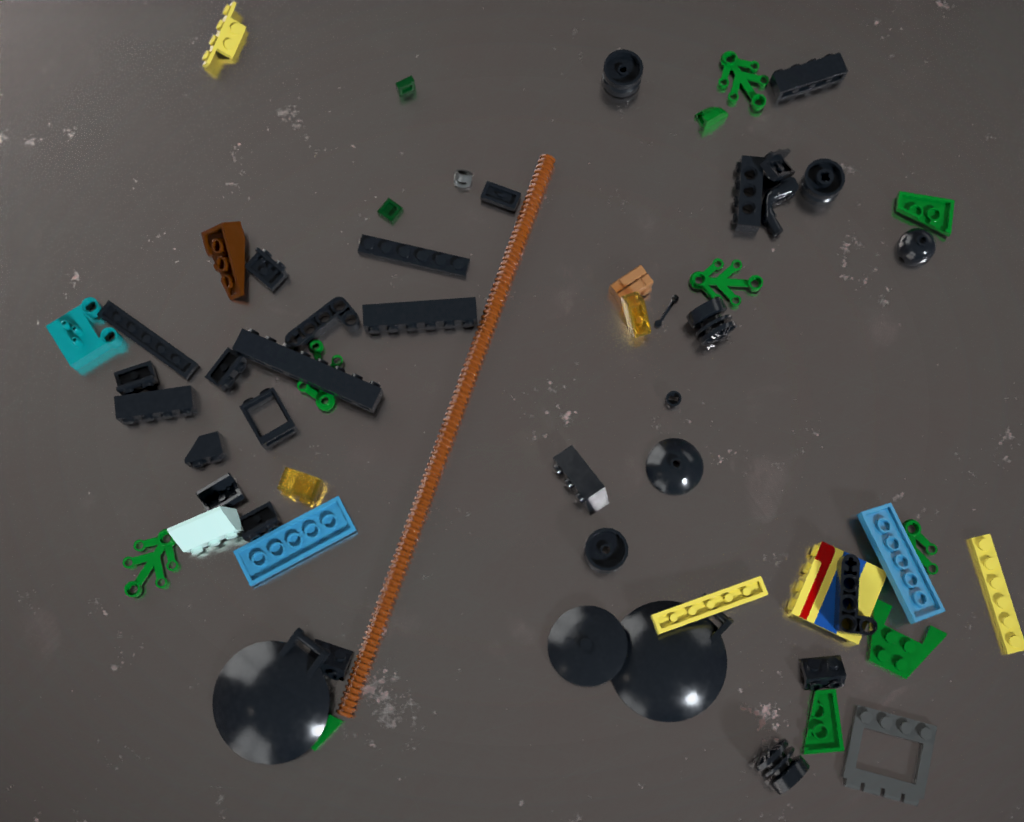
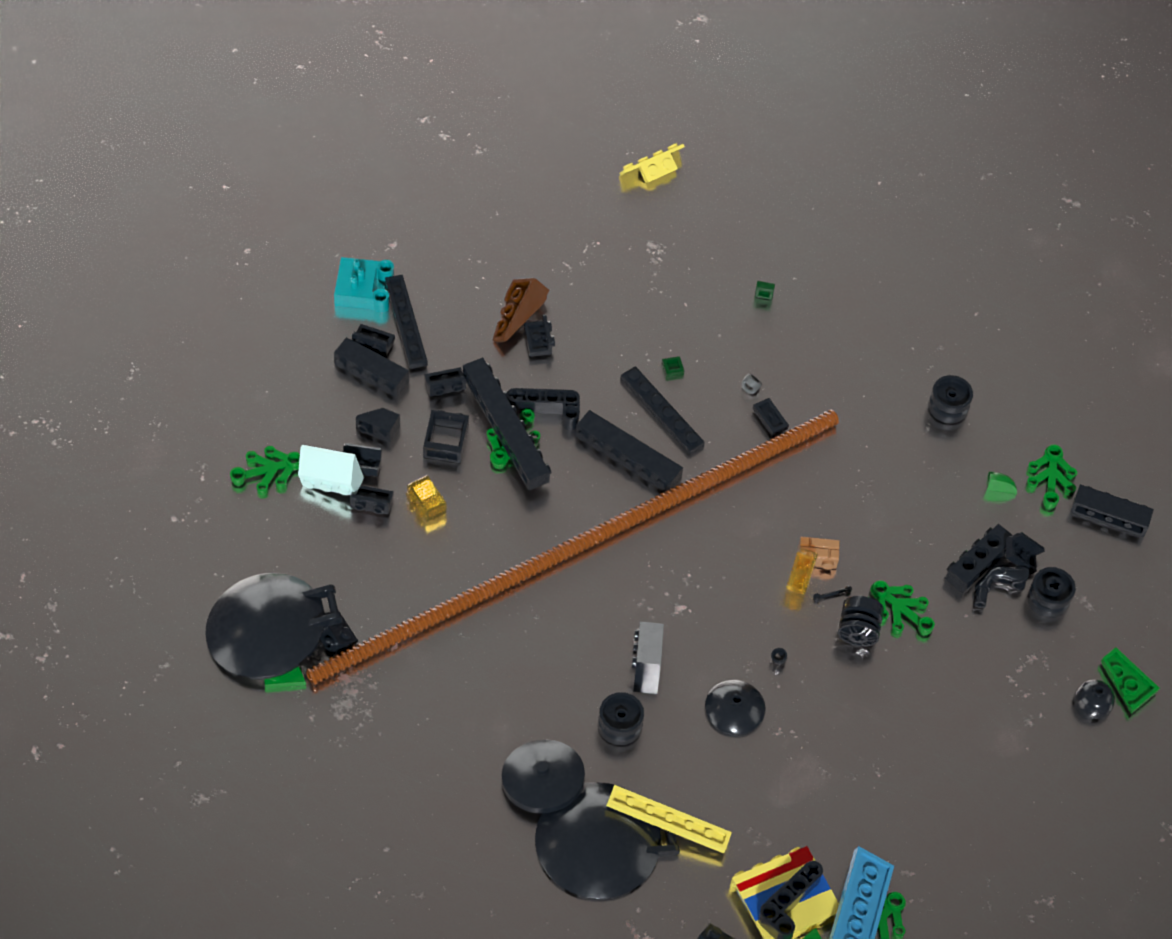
camera: 35 degrees right, 20 degrees down
(294, 541) = (386, 533): dark azure plate -> none

